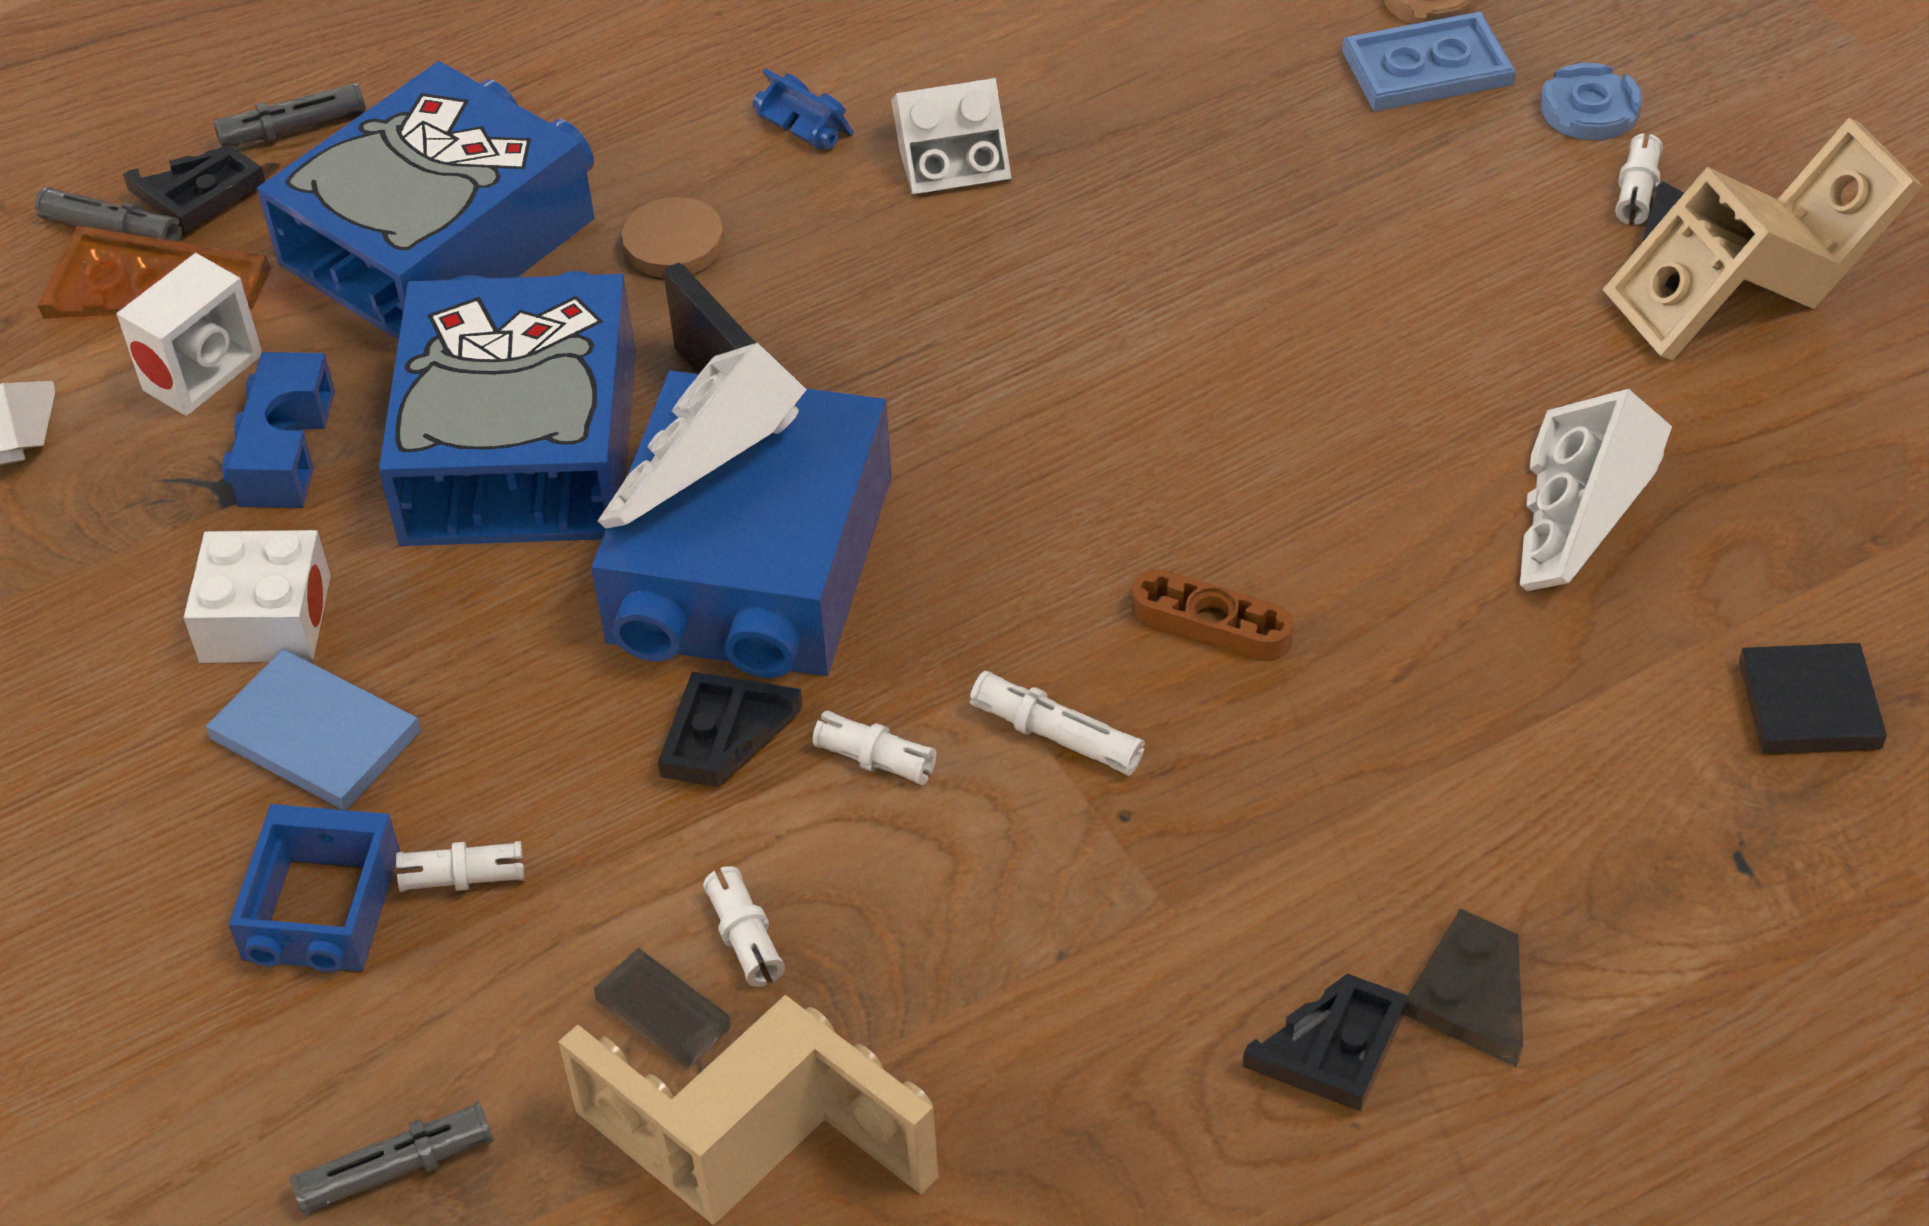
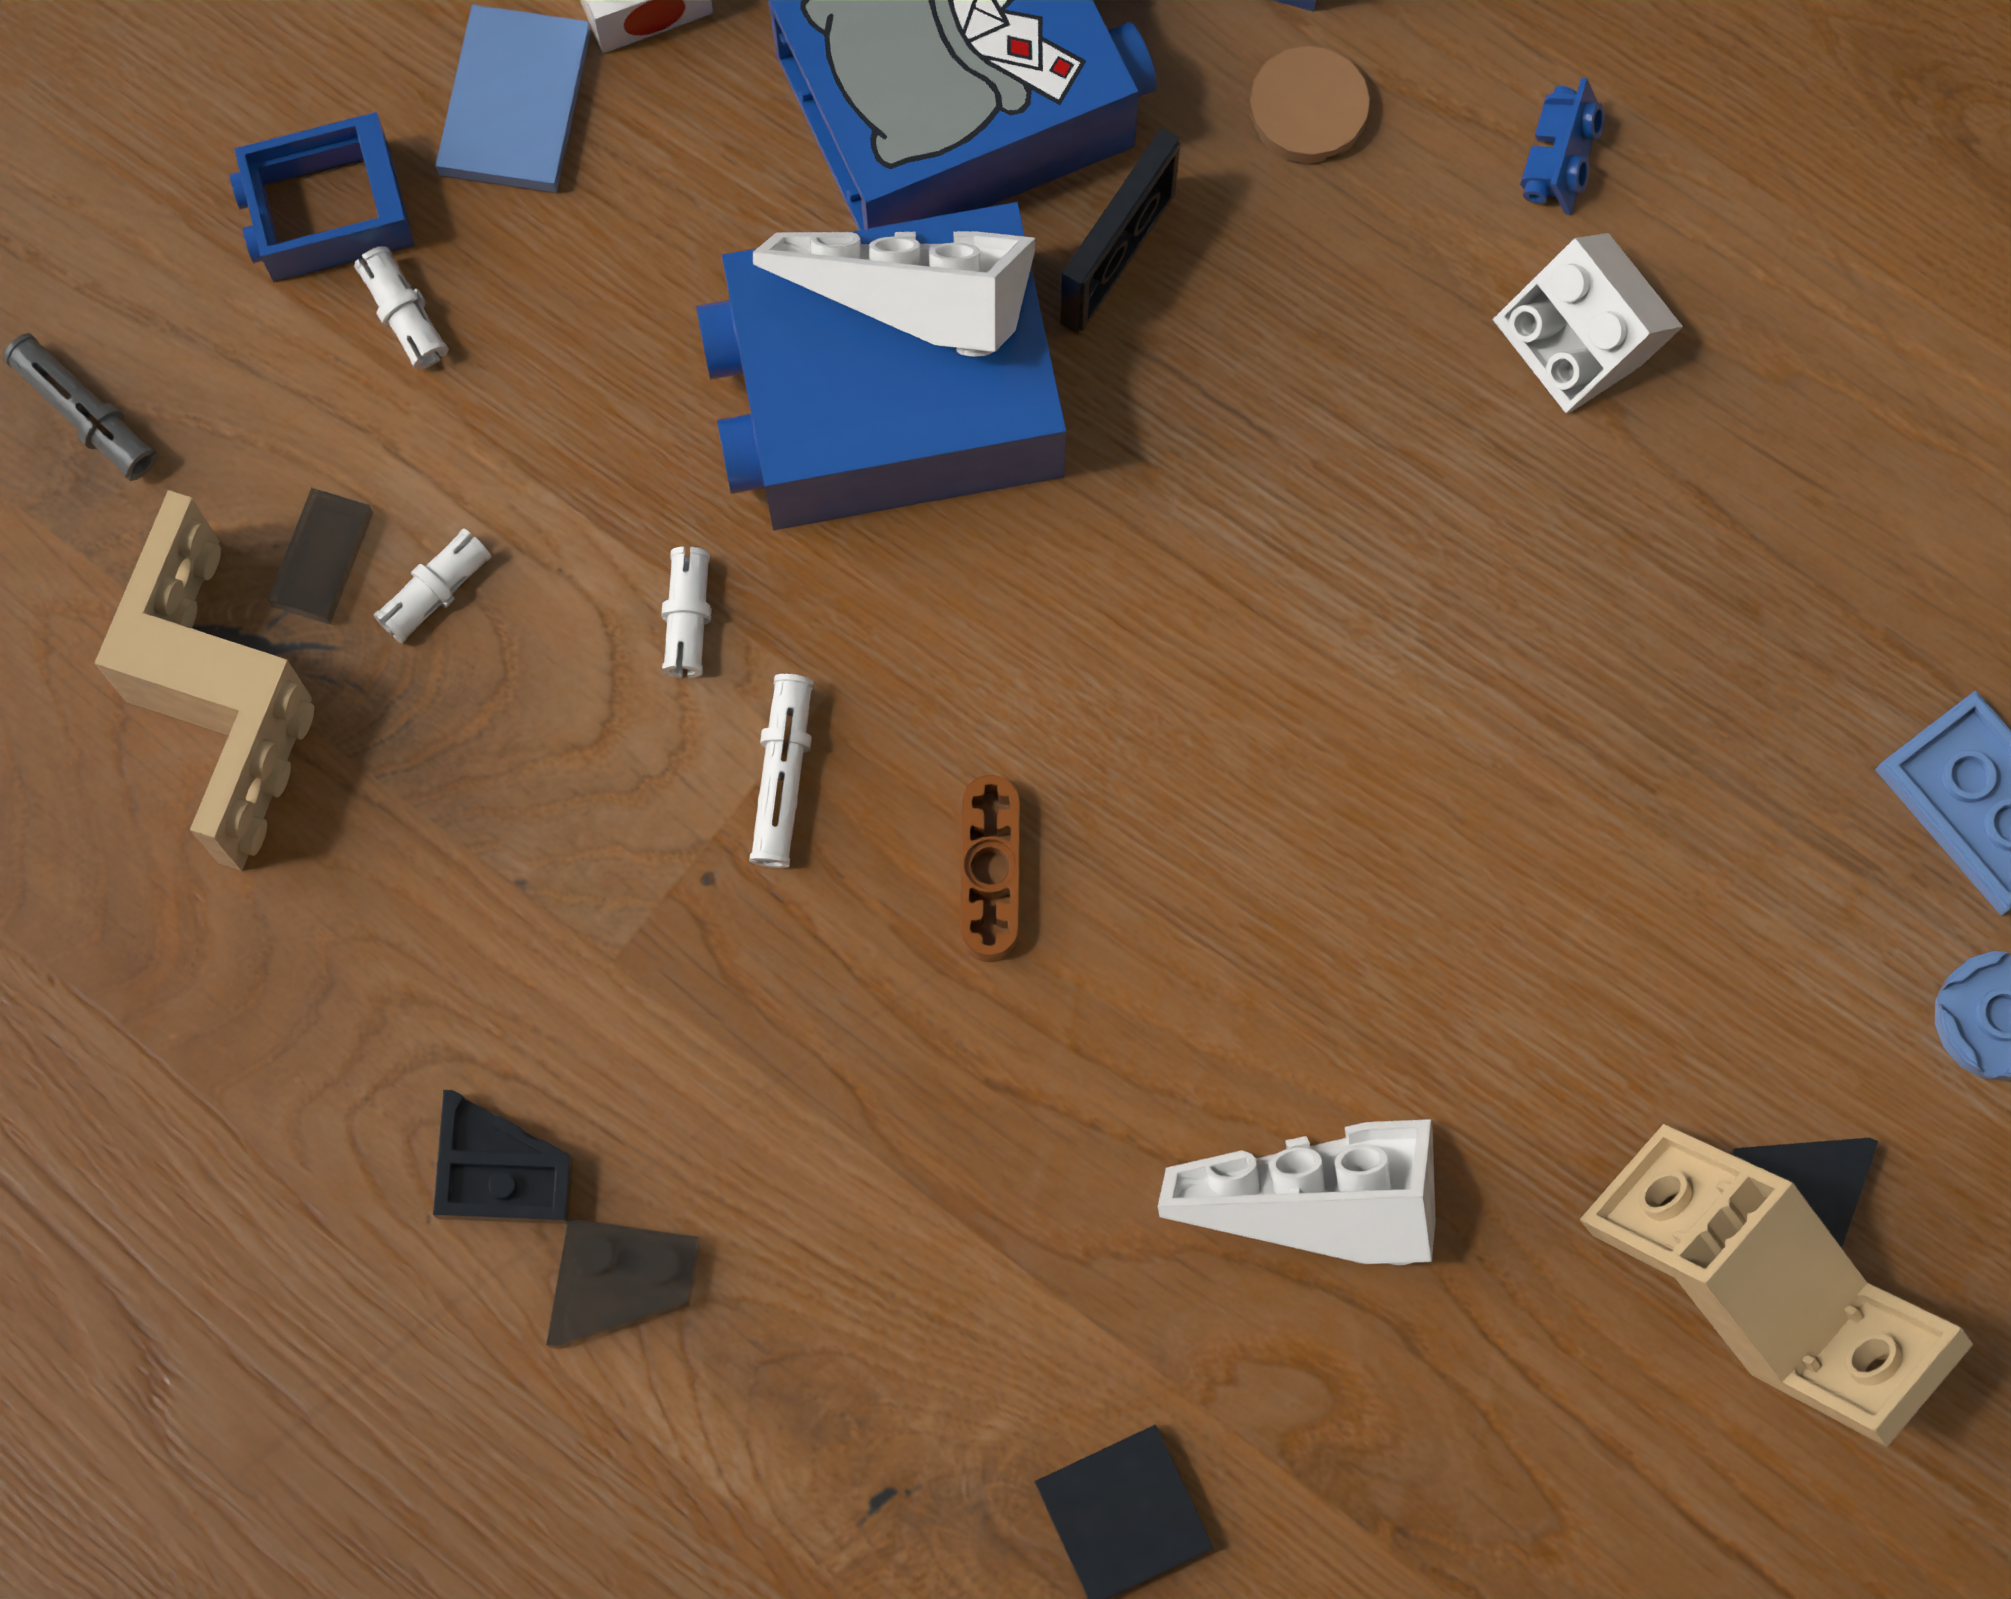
camera: 65 degrees right, 25 degrees up
(723, 726) = (652, 461): black wing -> none
(1639, 179) = (1875, 1112): white pin -> none

